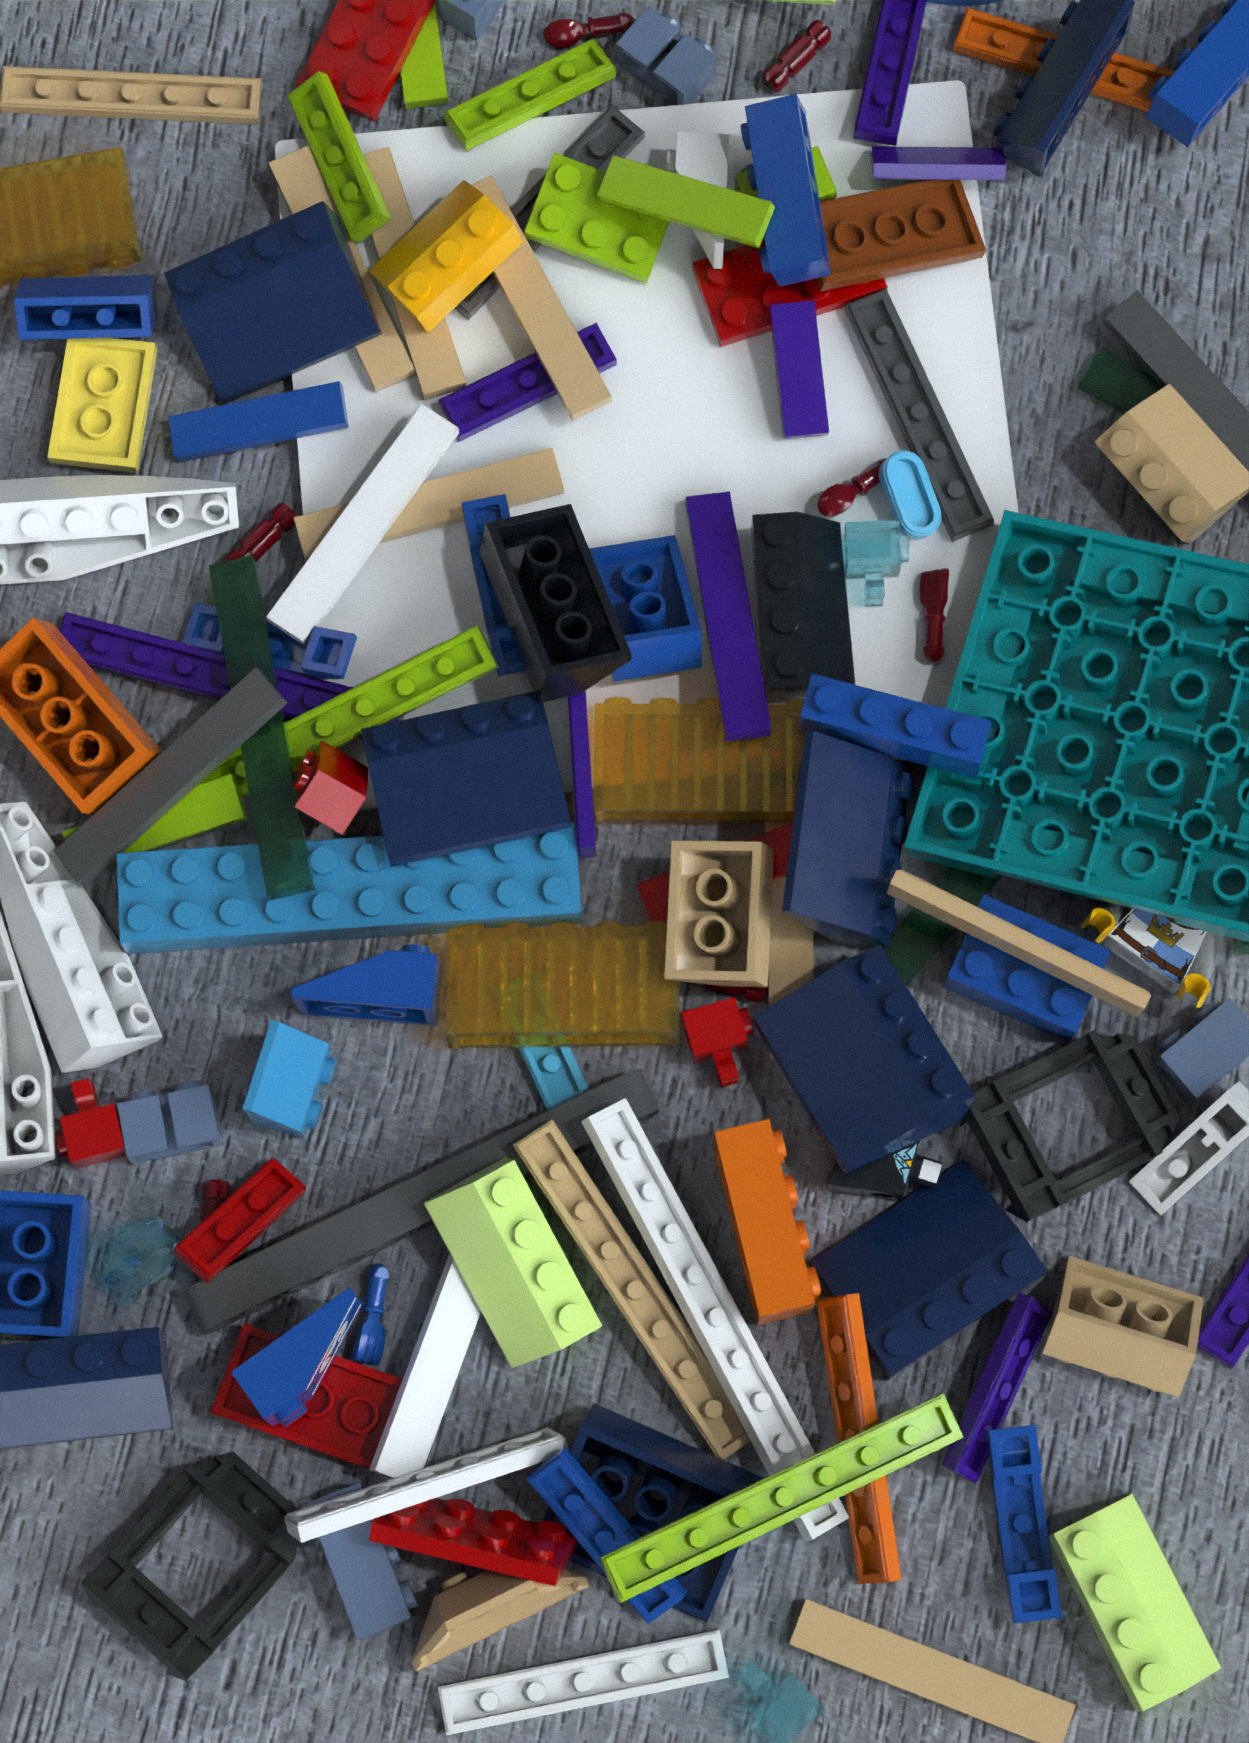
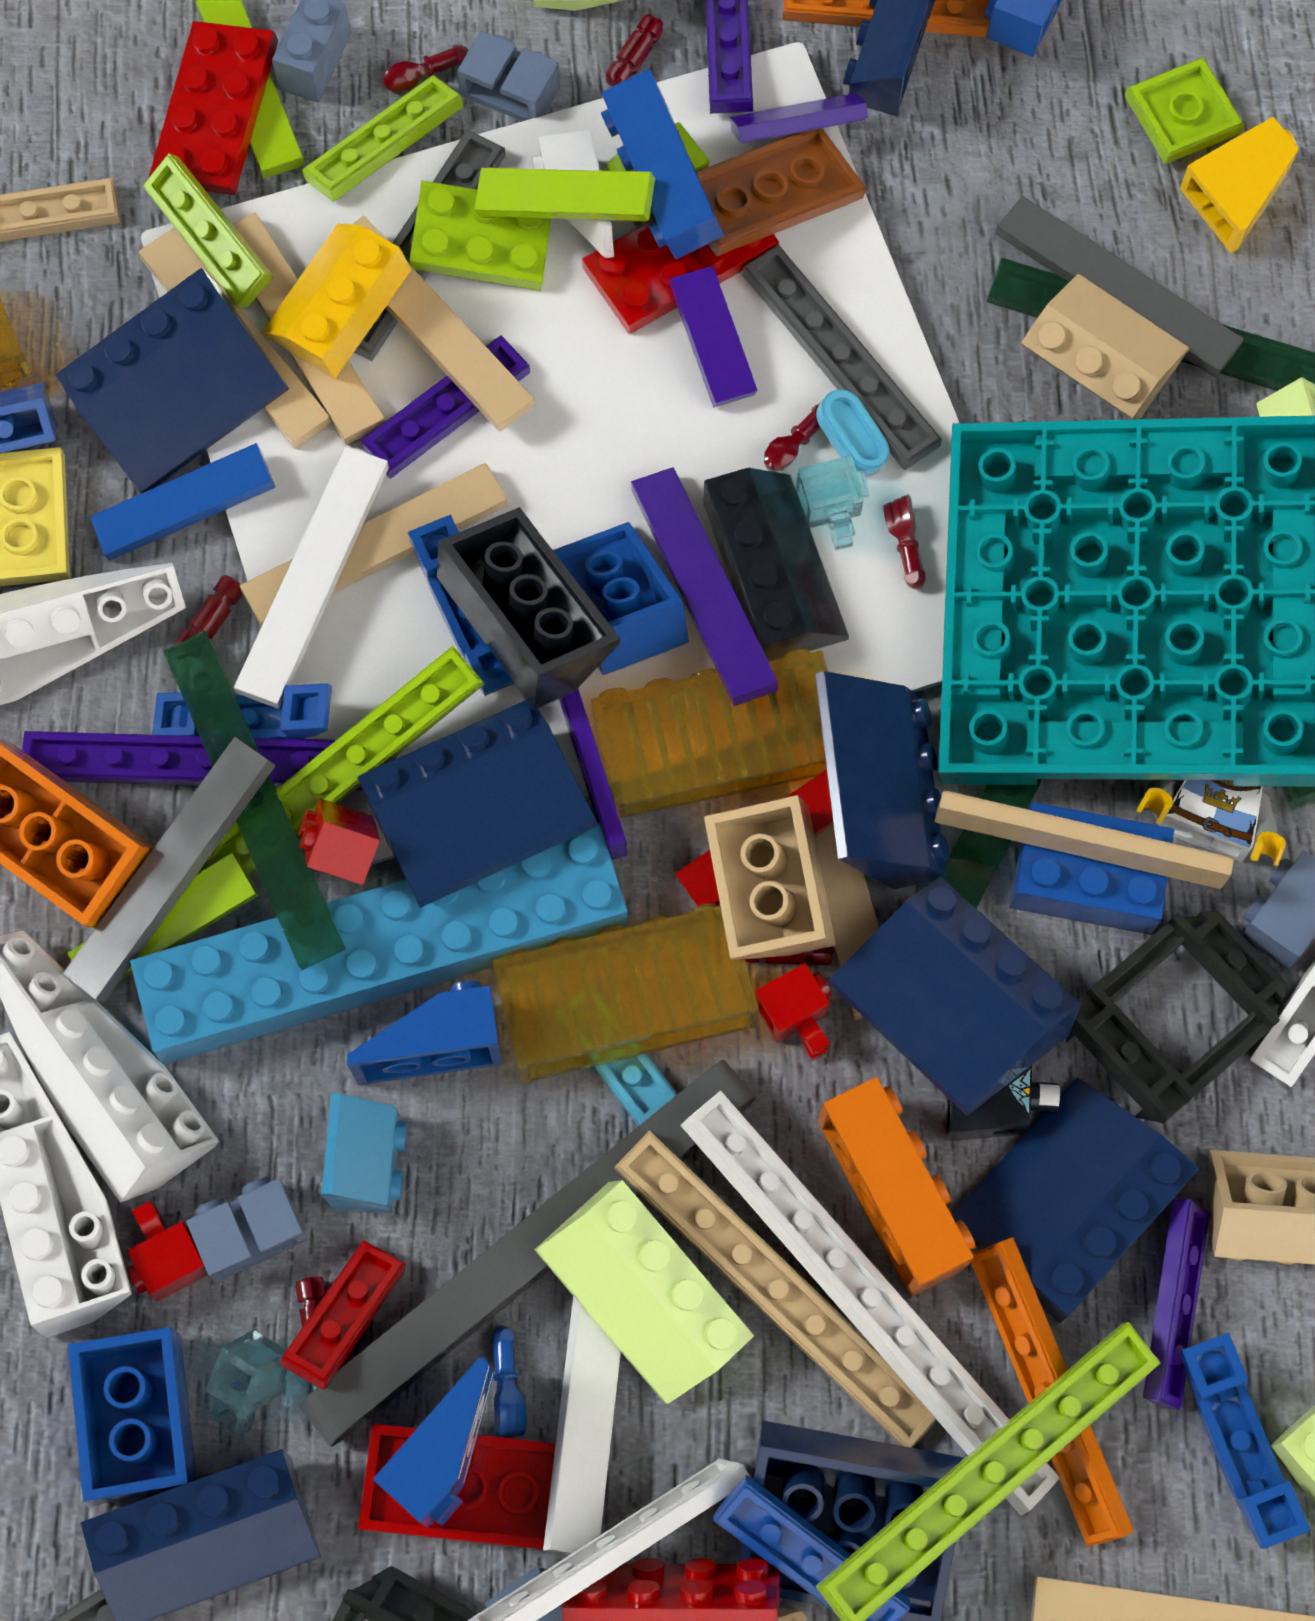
camera: 15 degrees left, 5 degrees down
(895, 725) = (904, 650): blue brick -> none

